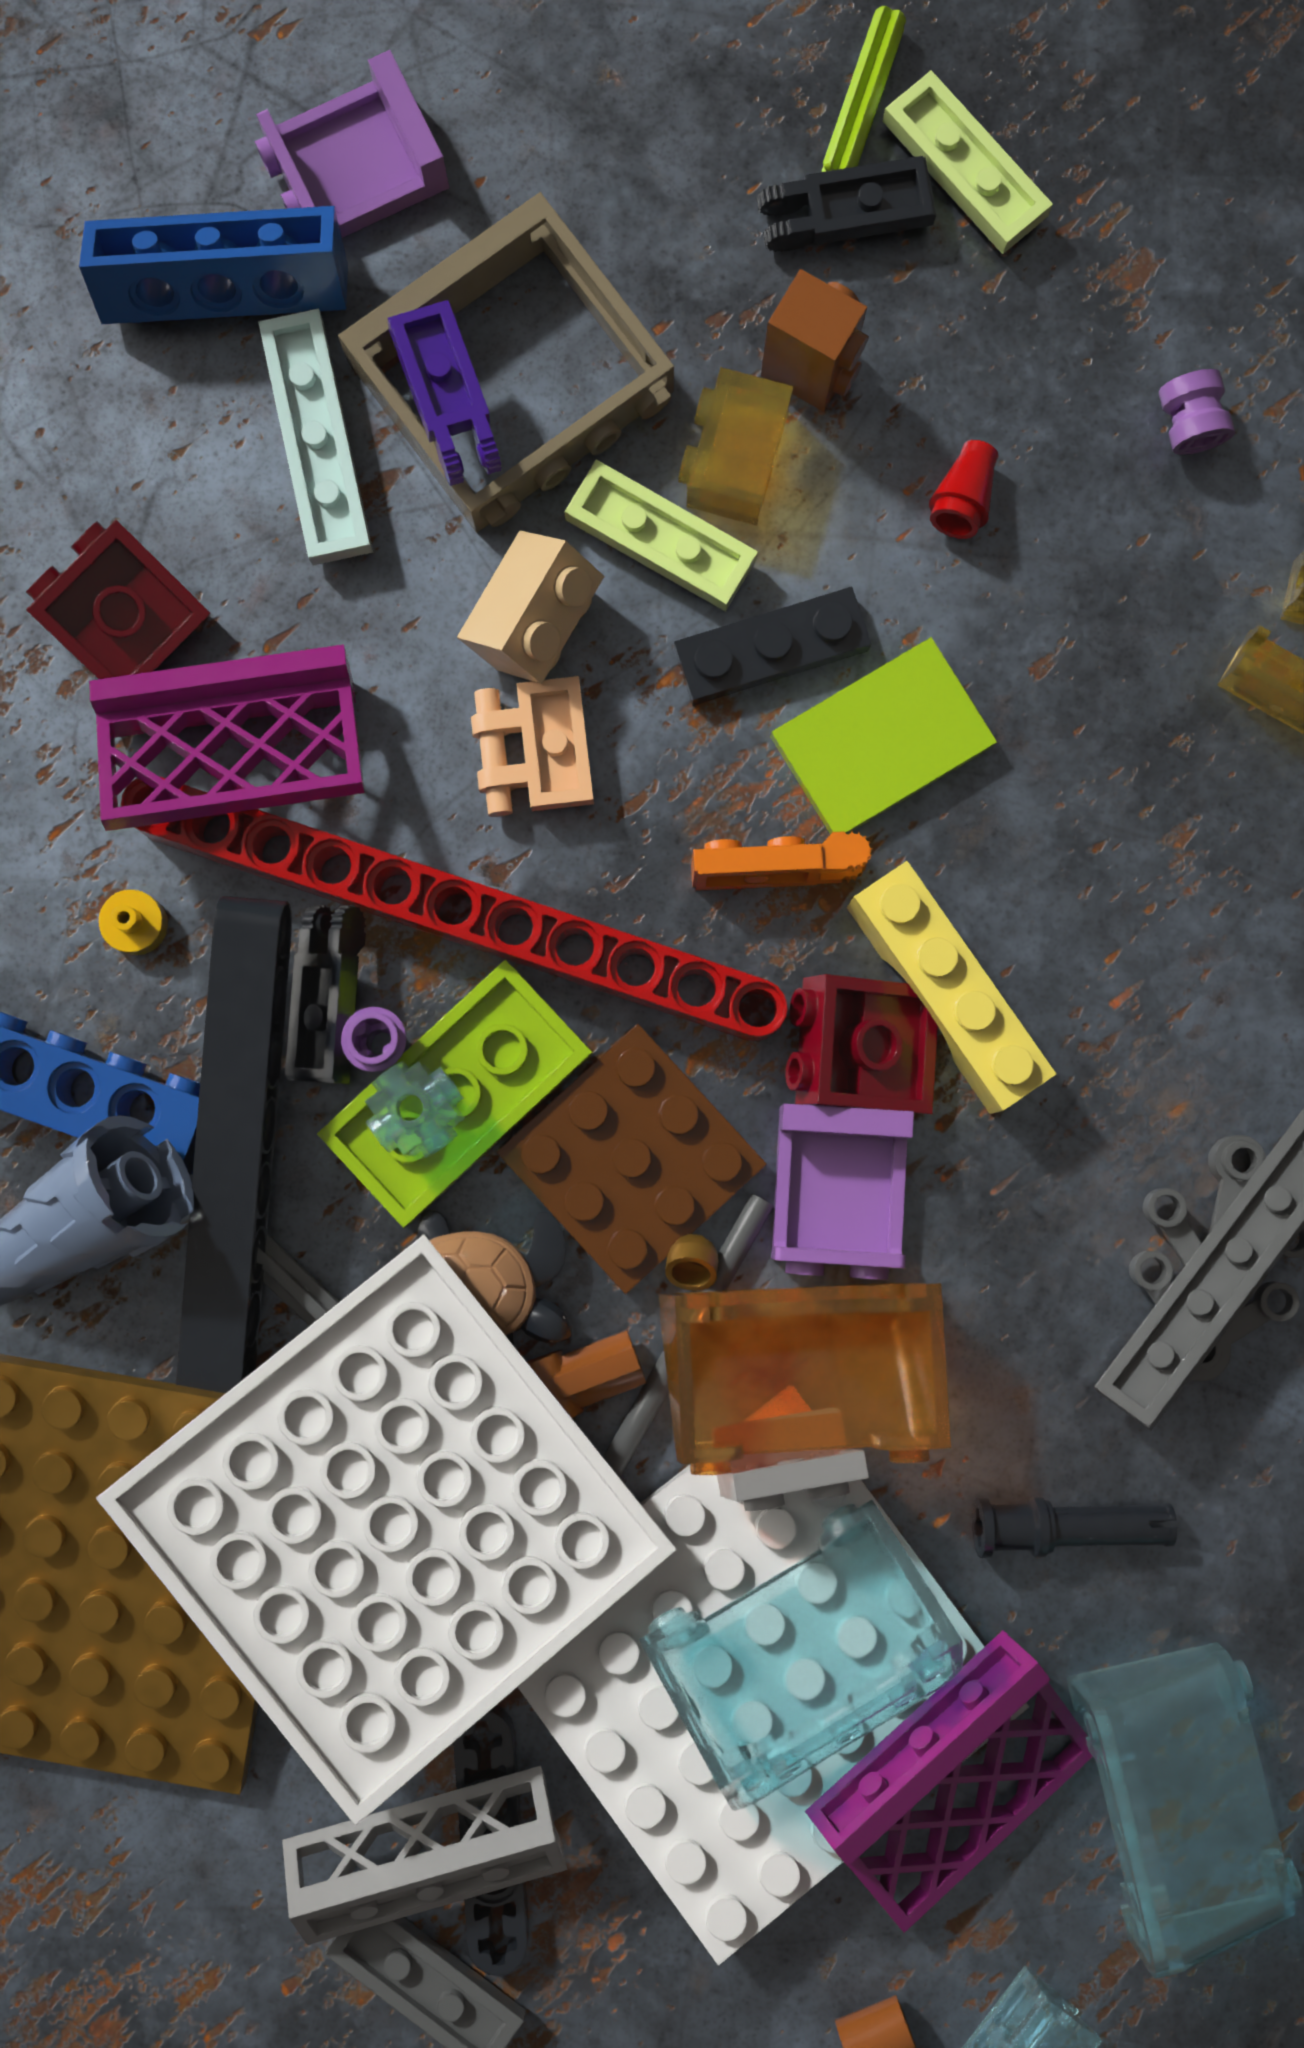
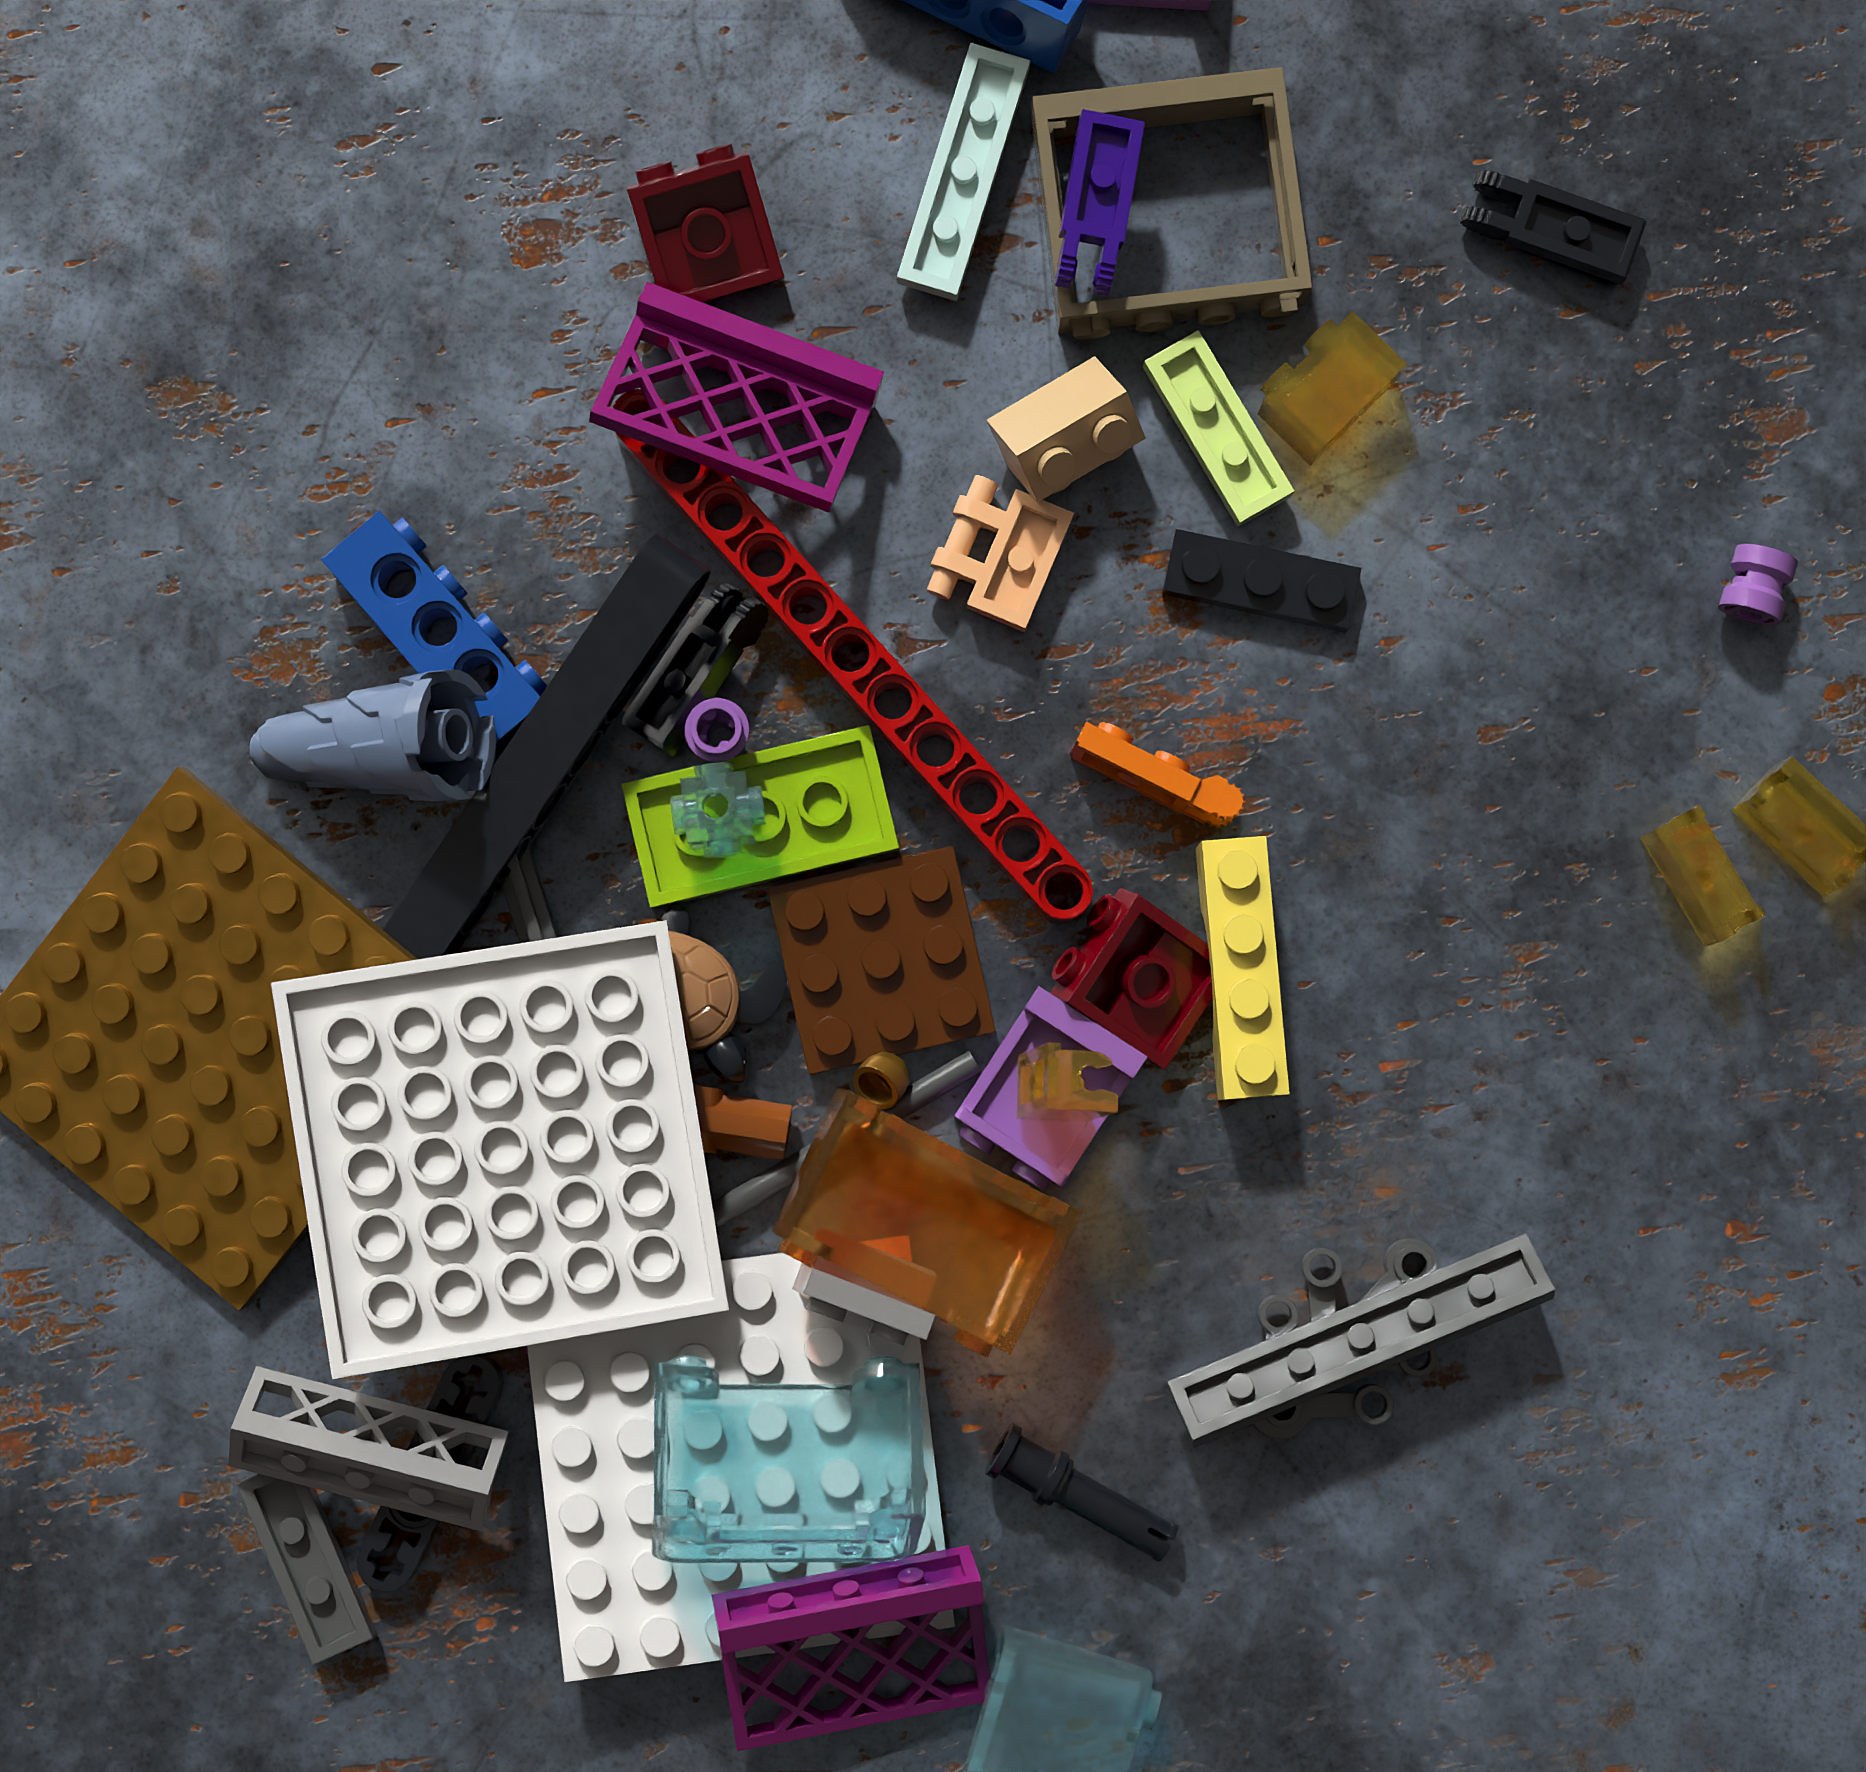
camera: 30 degrees right, 0 degrees up
(145, 927) = (573, 521): yellow tile -> none
(815, 340) = (1449, 334): dark orange brick -> none
(849, 1184) = (1053, 1086): none -> clear yellow hinge
(865, 89) = (1629, 130): lime axle -> none
(883, 738) = (1312, 718): lime tile -> none
(965, 493) = (1509, 541): red cone -> none
(967, 162) = (1683, 245): yellowish green plate -> none

